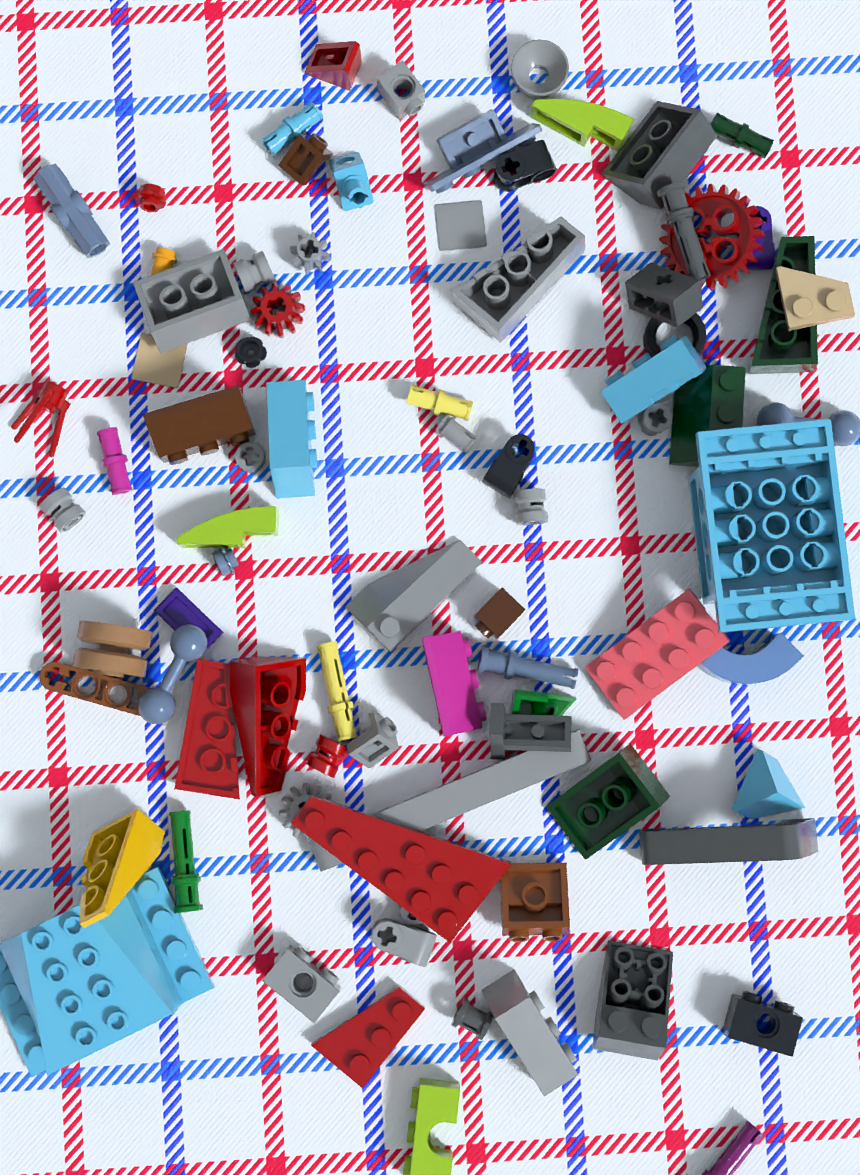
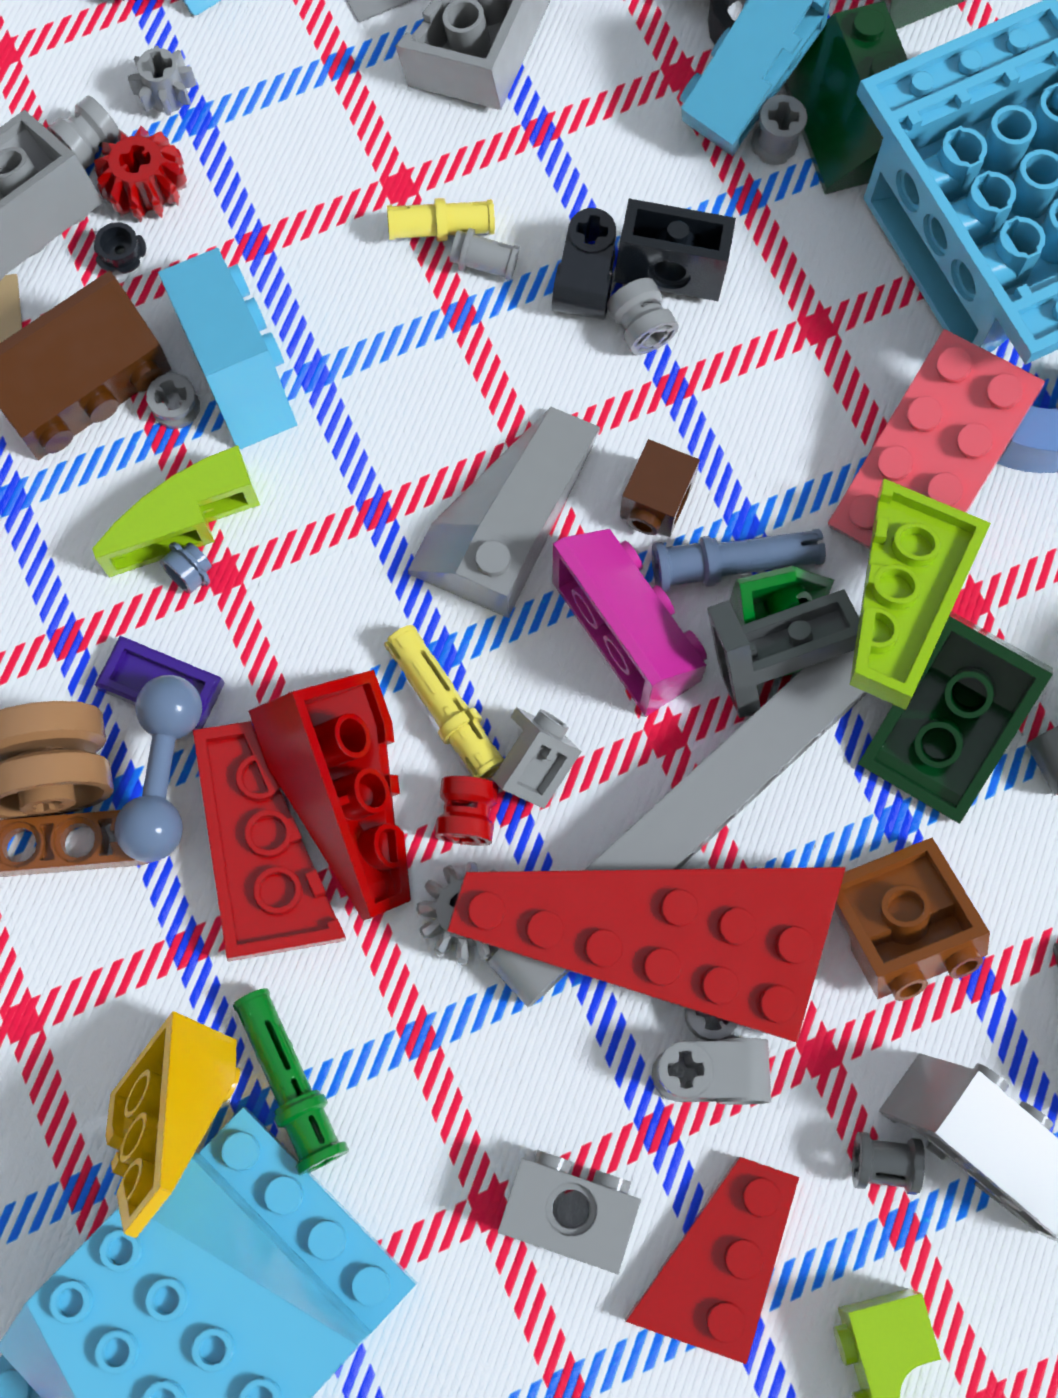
camera: 15 degrees left, 10 degrees down
(562, 476) = (675, 247): none -> black brick
(609, 726) = (910, 586): none -> lime wing

